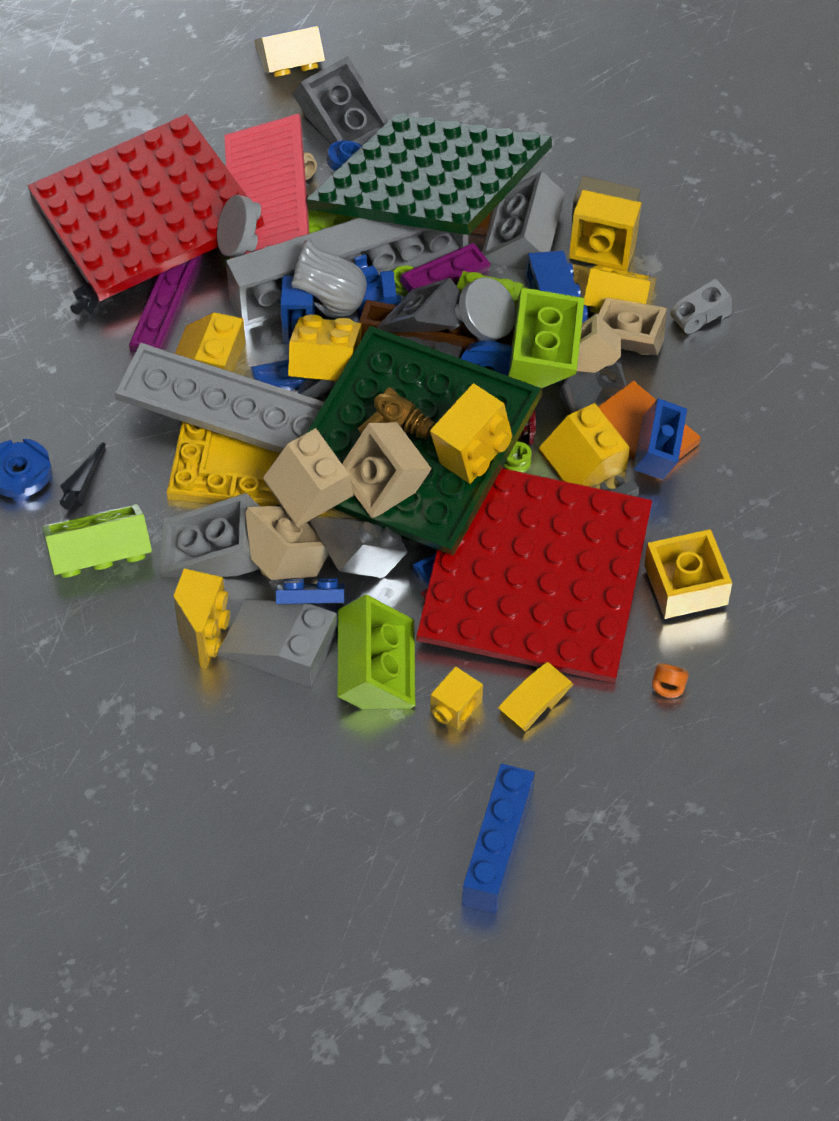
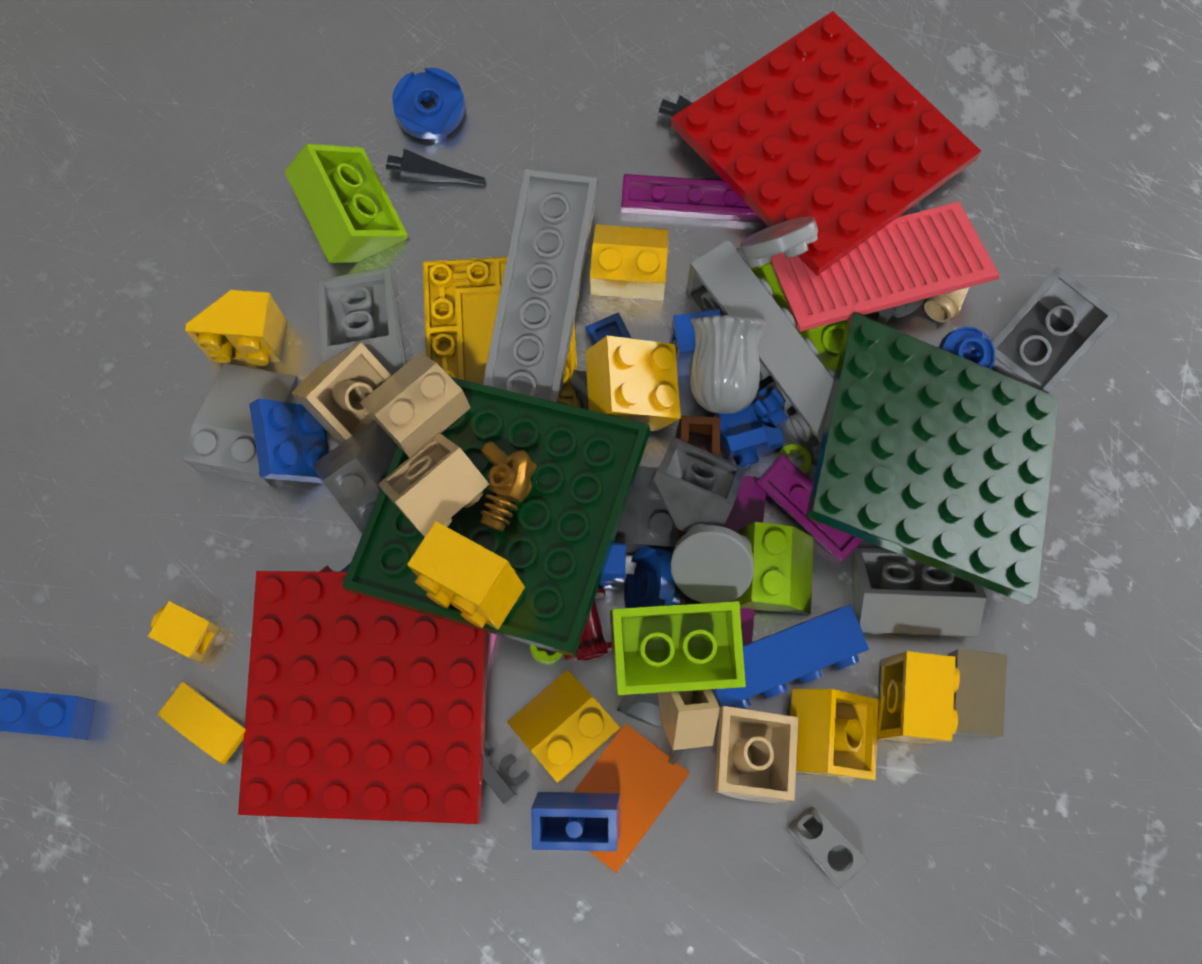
camera: 80 degrees right, 20 degrees up
(290, 50) = (1132, 248): slope -> none
(375, 655) = (228, 532): lime slope -> none
(671, 675) = (247, 881): orange tile -> none
(687, 573) = (386, 884): yellow brick -> none

